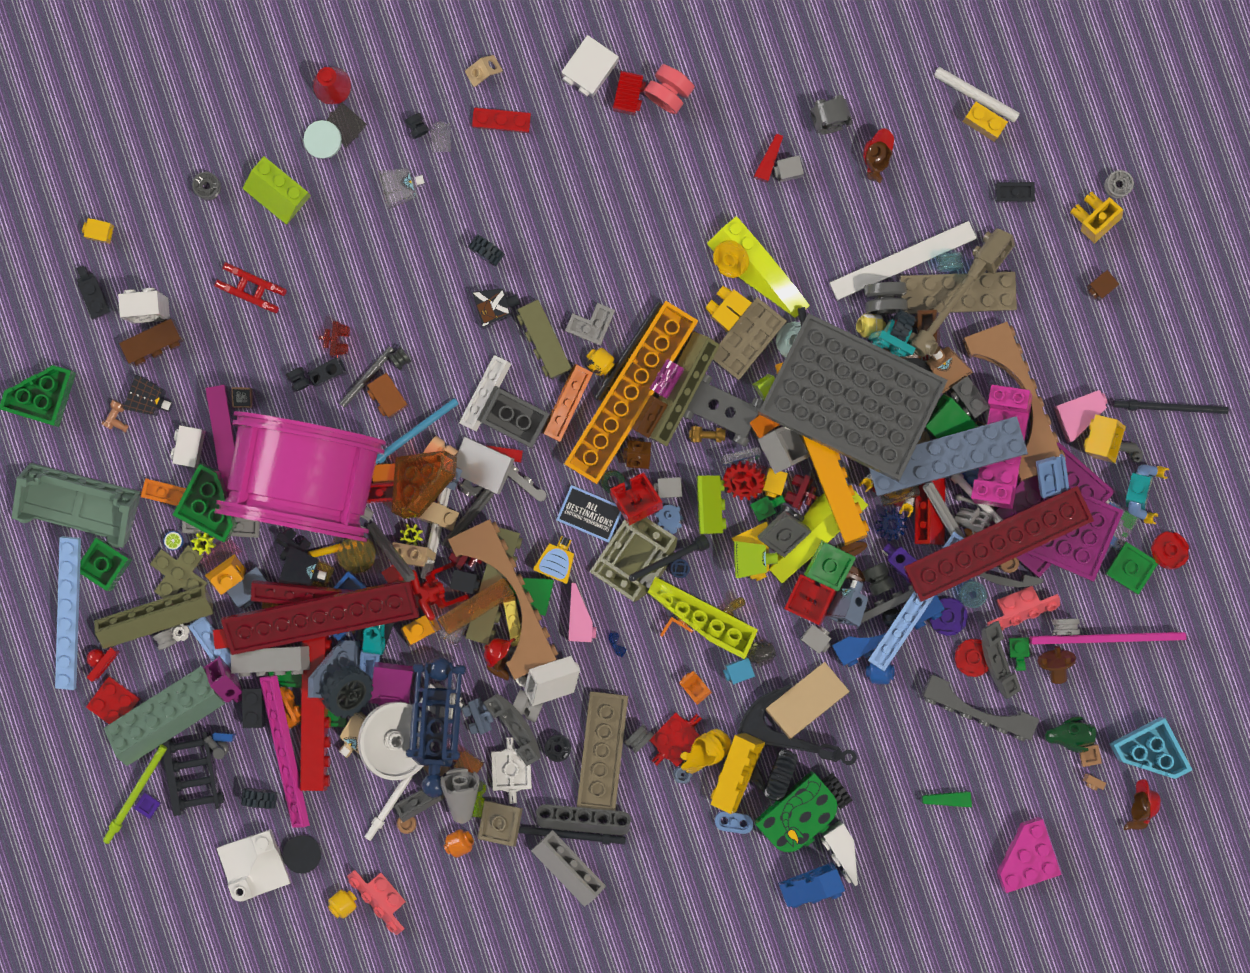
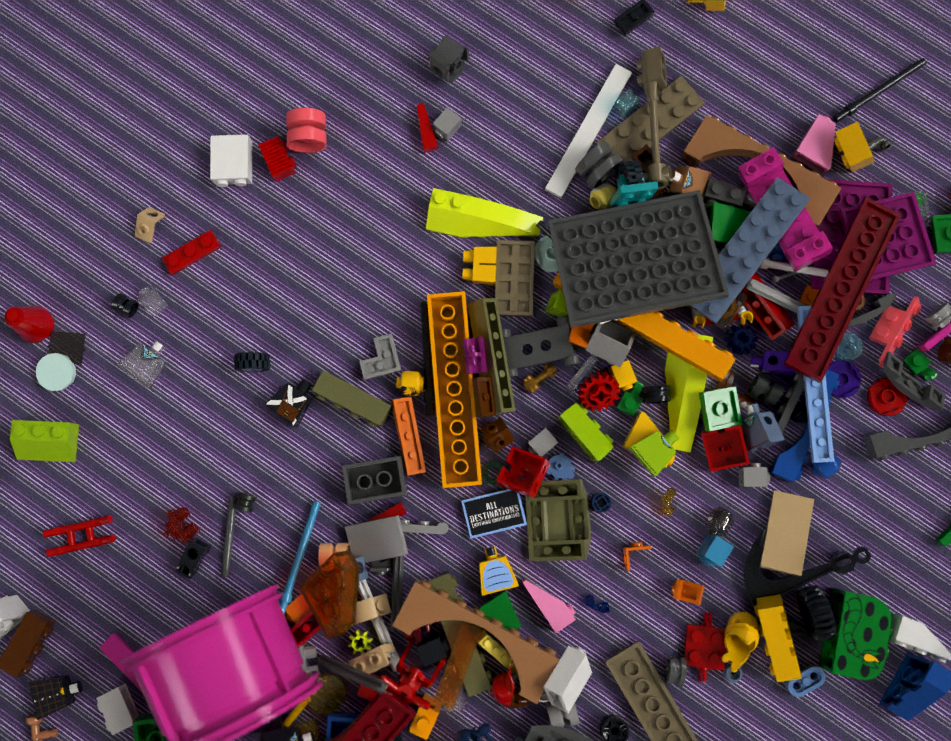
camera: 30 degrees left, 5 degrees down
(242, 397) = (136, 632): slope -> none
(298, 379) = (172, 582): black wheel -> none
(387, 395) = (256, 540): dark orange brick -> none
(484, 393) = (334, 477): white plate -> none
(699, 544) = (601, 470): black piece -> none
(705, 619) = (660, 528): neon yellow wedge -> none
(731, 259) = (454, 225): yellow tile -> none
(784, 534) = (664, 410): dark grey tile -> none
(804, 483) = (646, 359): dark red hips -> none
(837, 790) = (869, 589): black tyre -> none
(878, 154) = (507, 62): reddish brown hair -> none
(972, 519) = (804, 286): light grey arm -> none
(1052, 476) = (841, 203): medium blue plate -> none
(1102, 285) = (756, 36): reddish brown brick -> none
(1139, 491) = (912, 167): torso -> none

